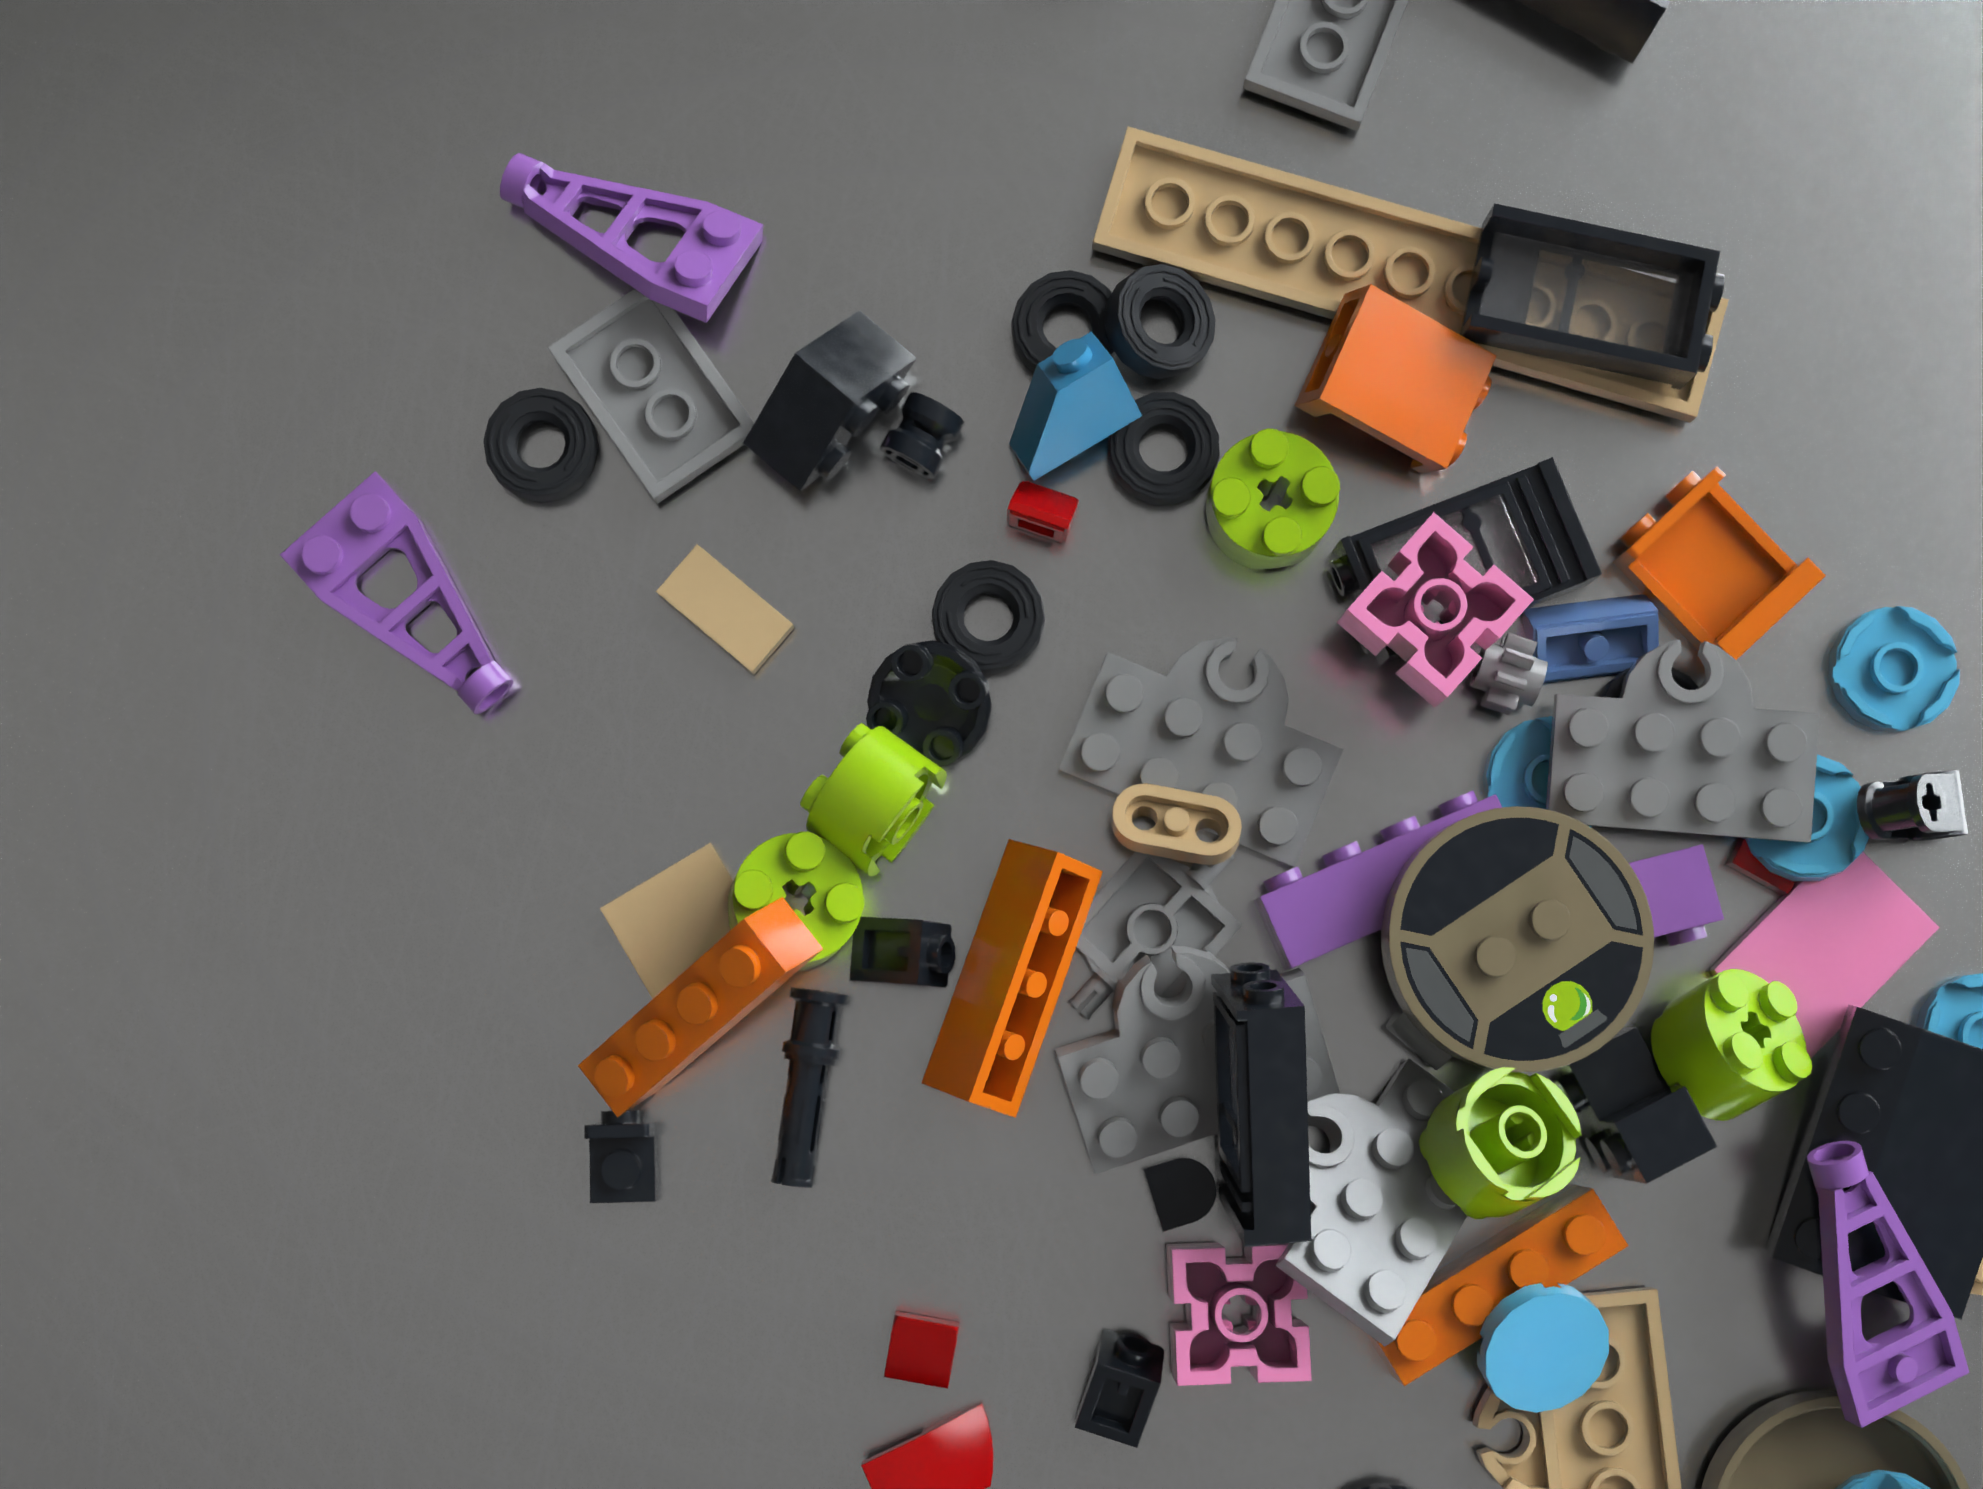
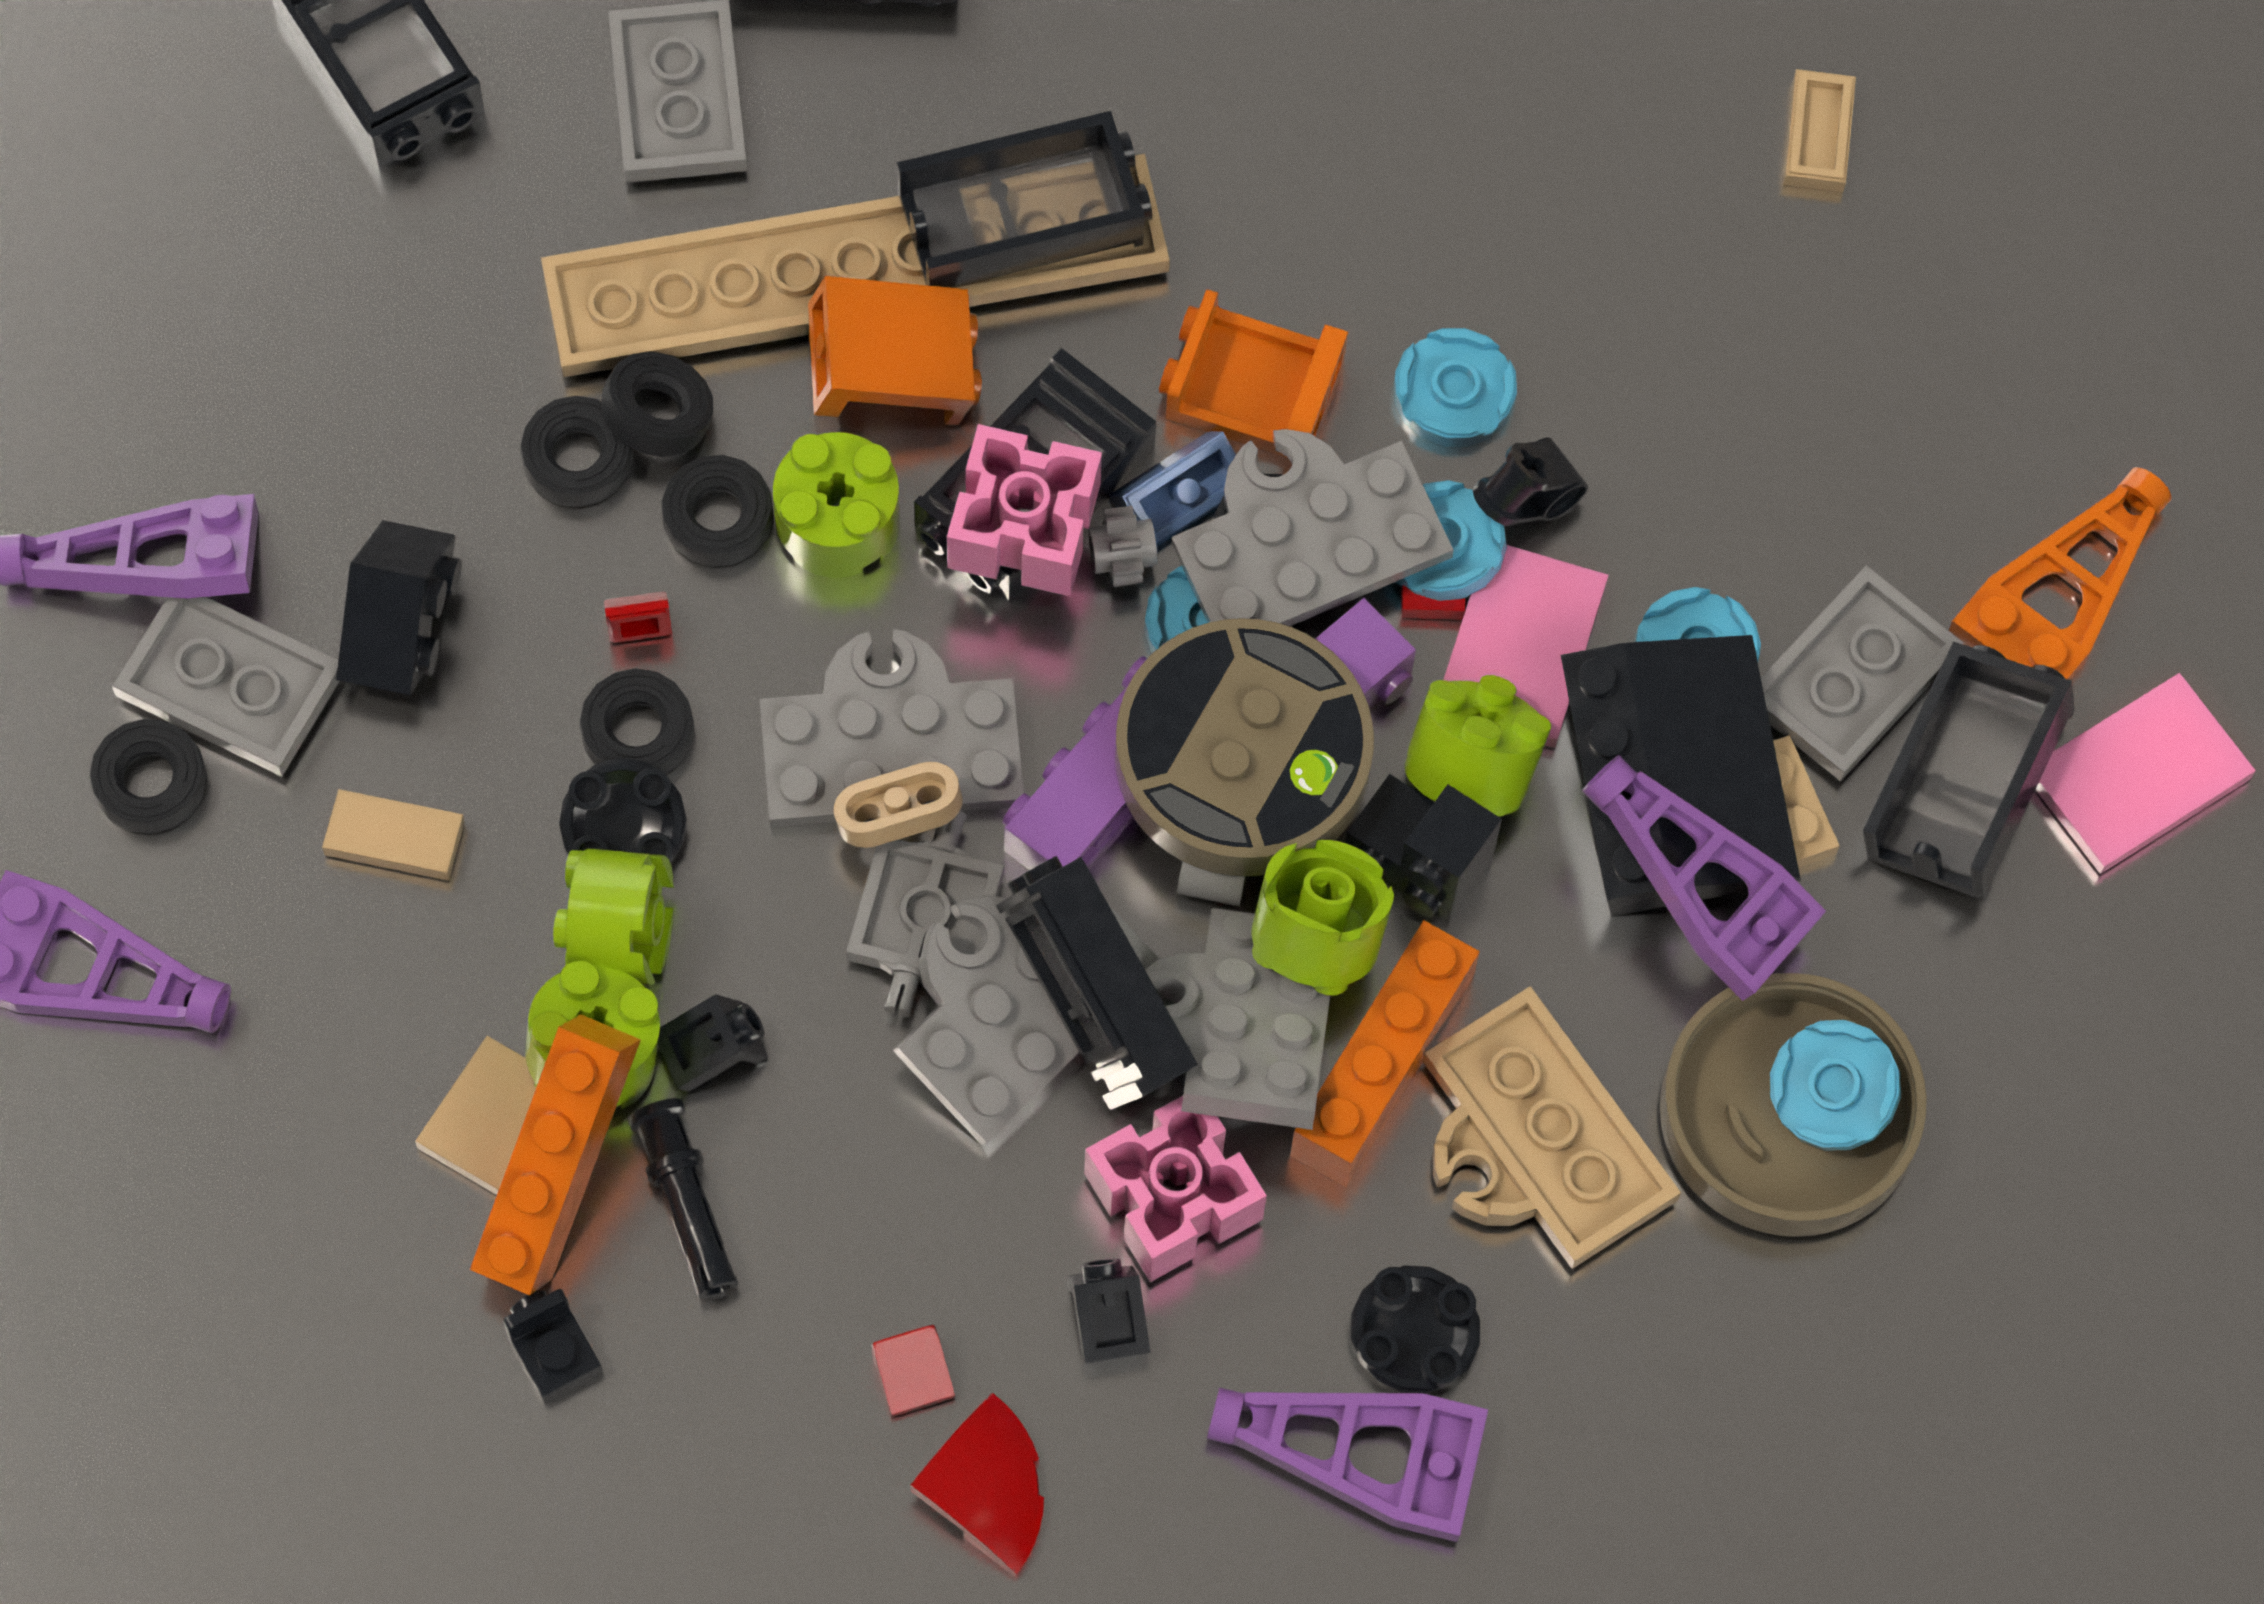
camera: 30 degrees left, 15 degrees down
(922, 435) = (494, 599): black wheel -> none
(1012, 977) = (822, 1006): orange brick -> none
(1071, 406) = (616, 507): dark azure slope -> none
(1180, 1191) = (1070, 1121): black tile -> none
(1543, 1347) = (1452, 1070): medium azure tile -> none

